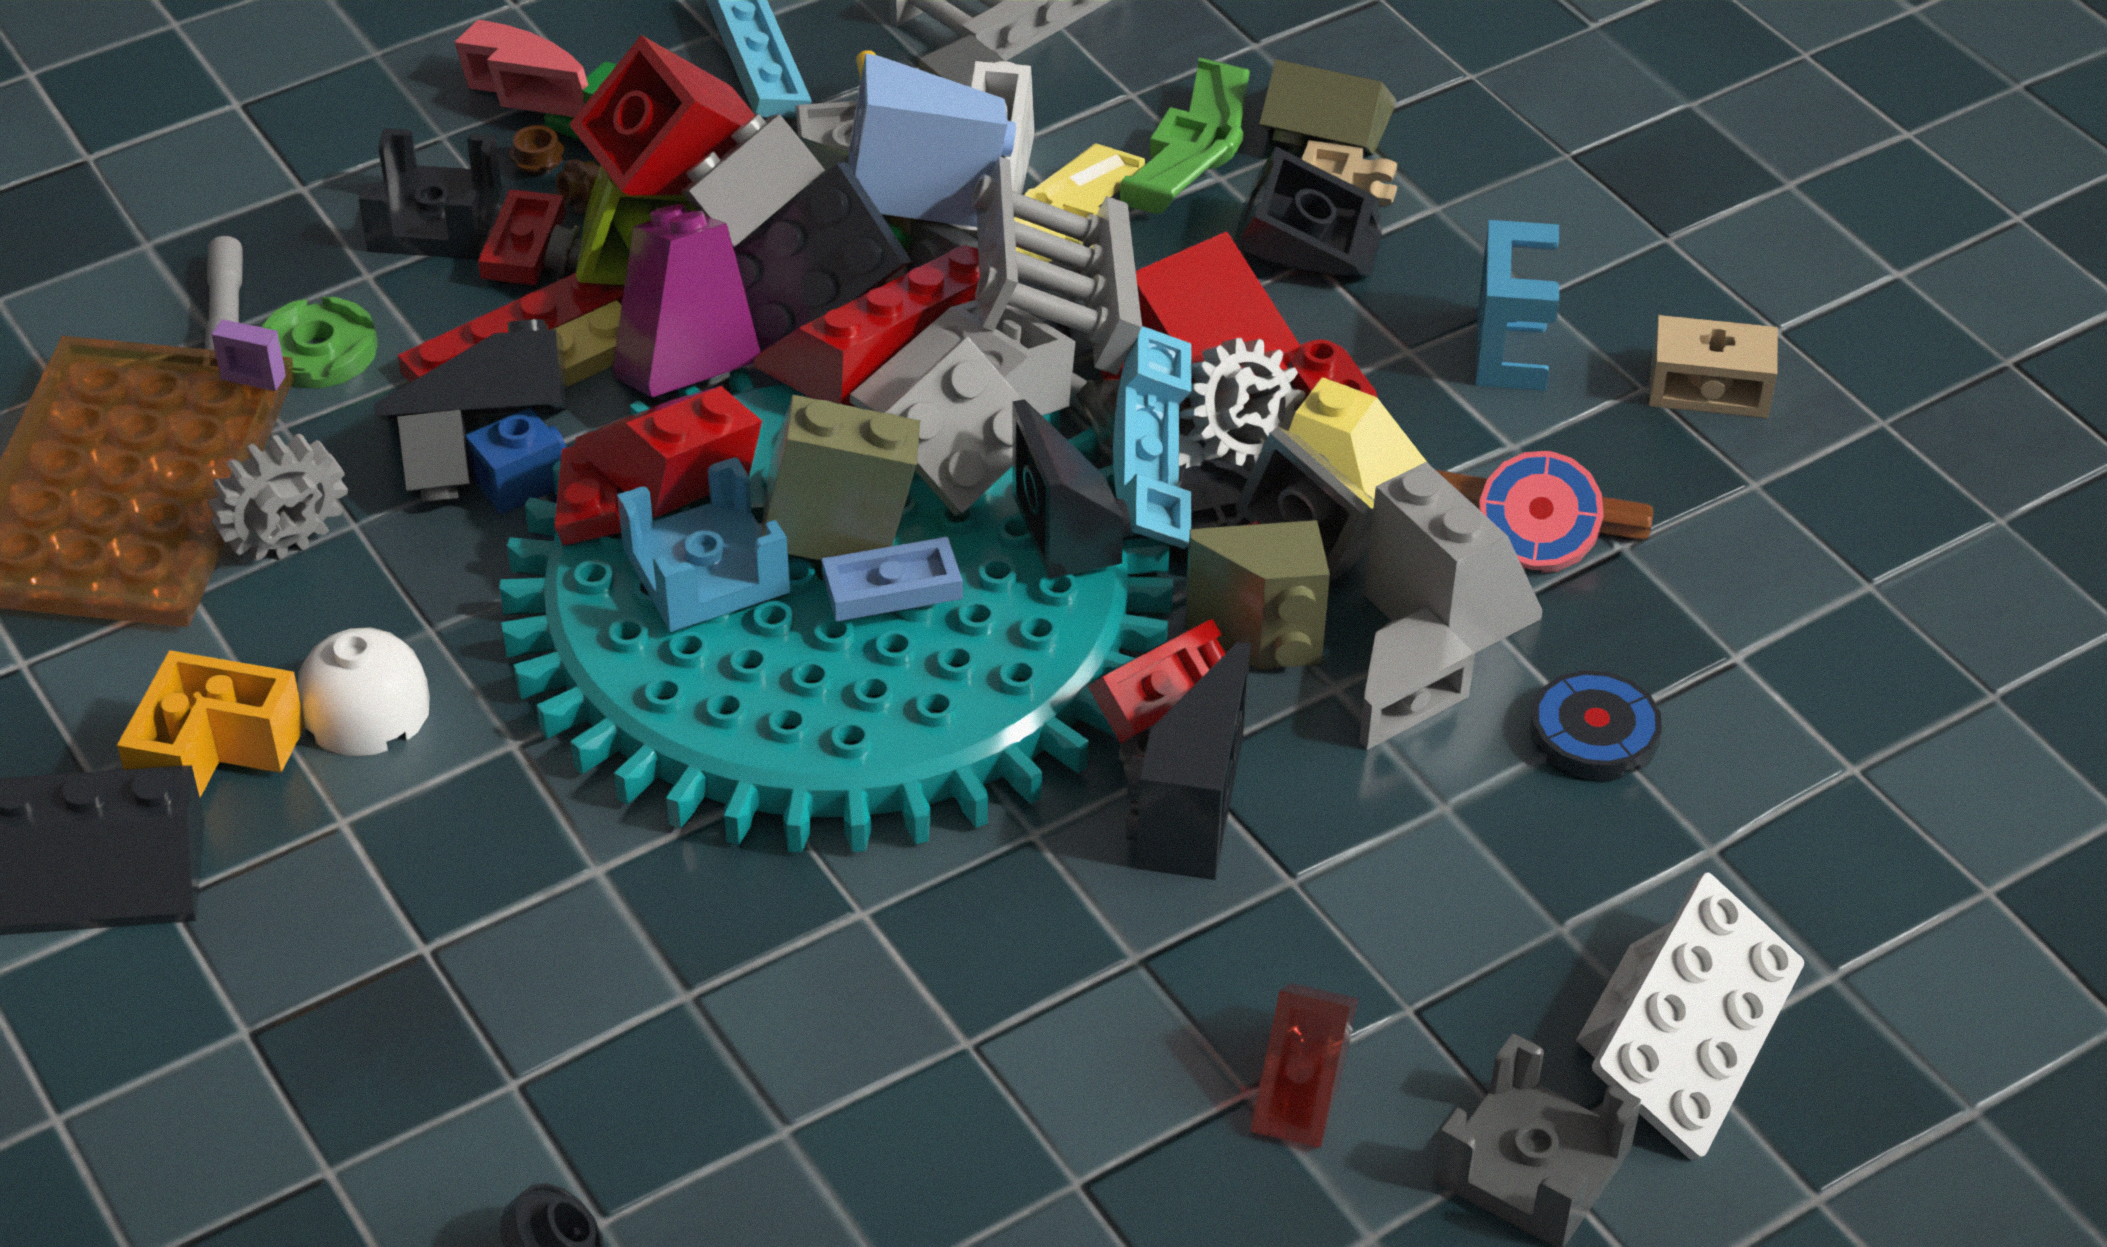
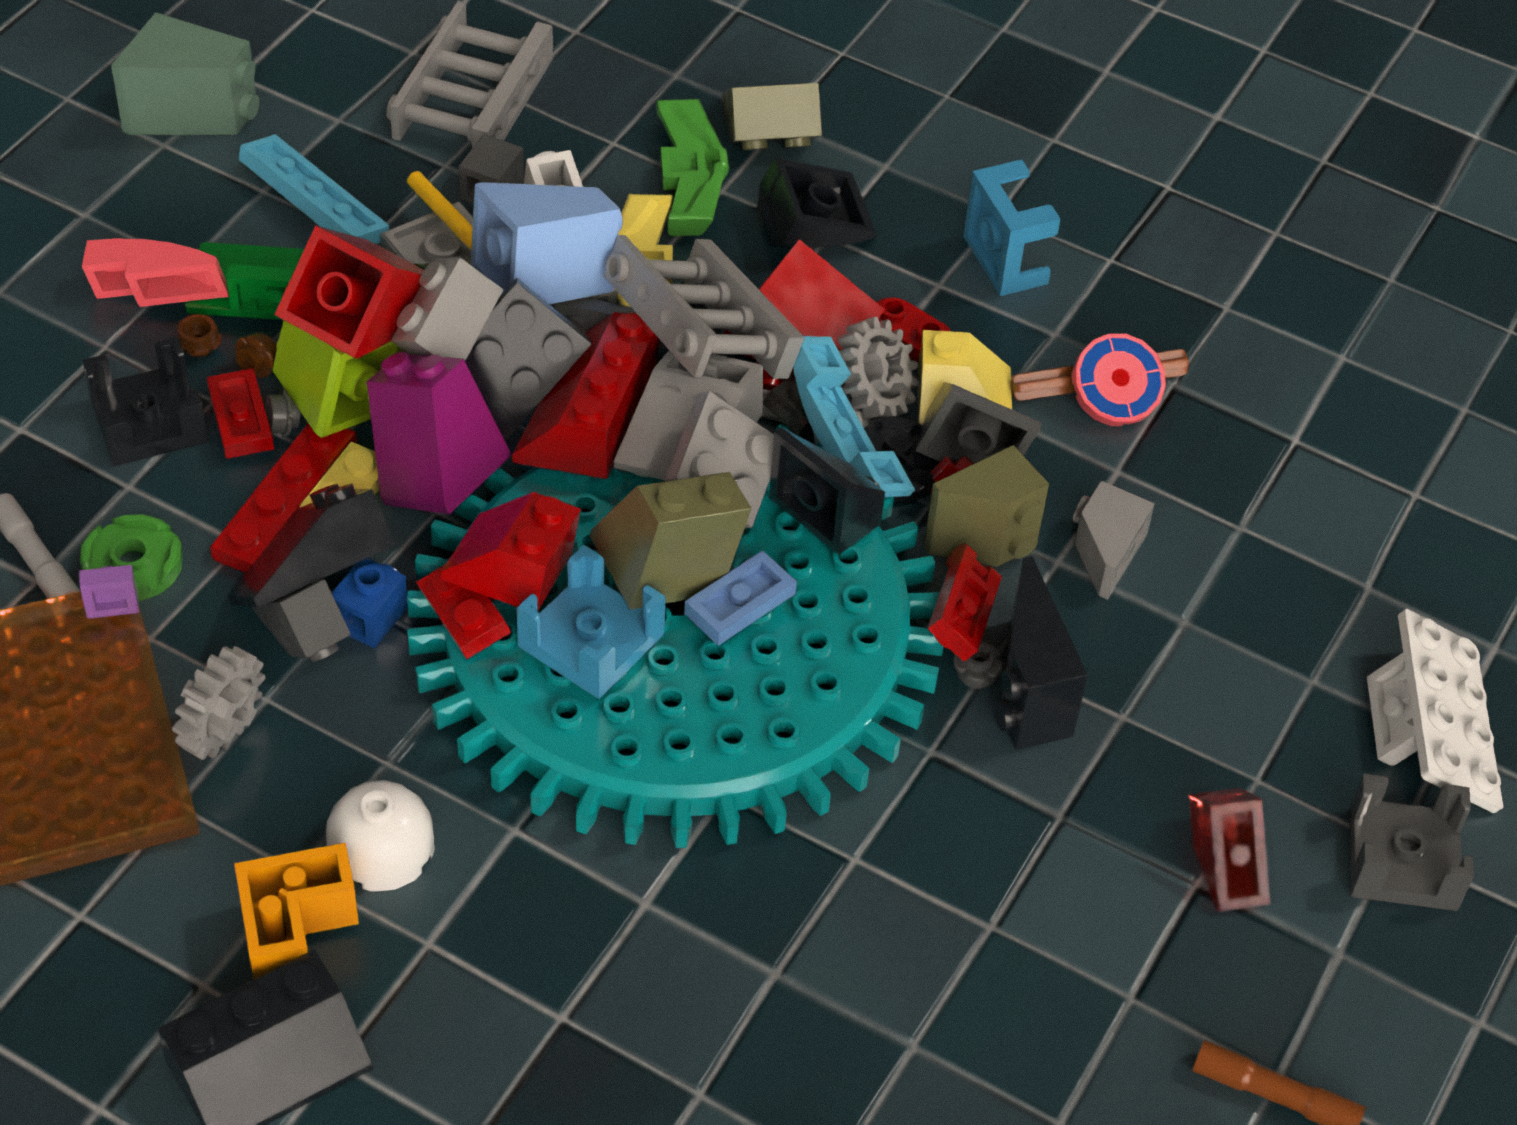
camera: 30 degrees left, 5 degrees up
(1349, 165) = (811, 152): tan plate -> none
(1445, 556) = (1093, 439): light grey slope -> none
(1596, 725) = (1245, 525): black tile -> none
(1713, 366) = (1155, 229): tan brick -> none

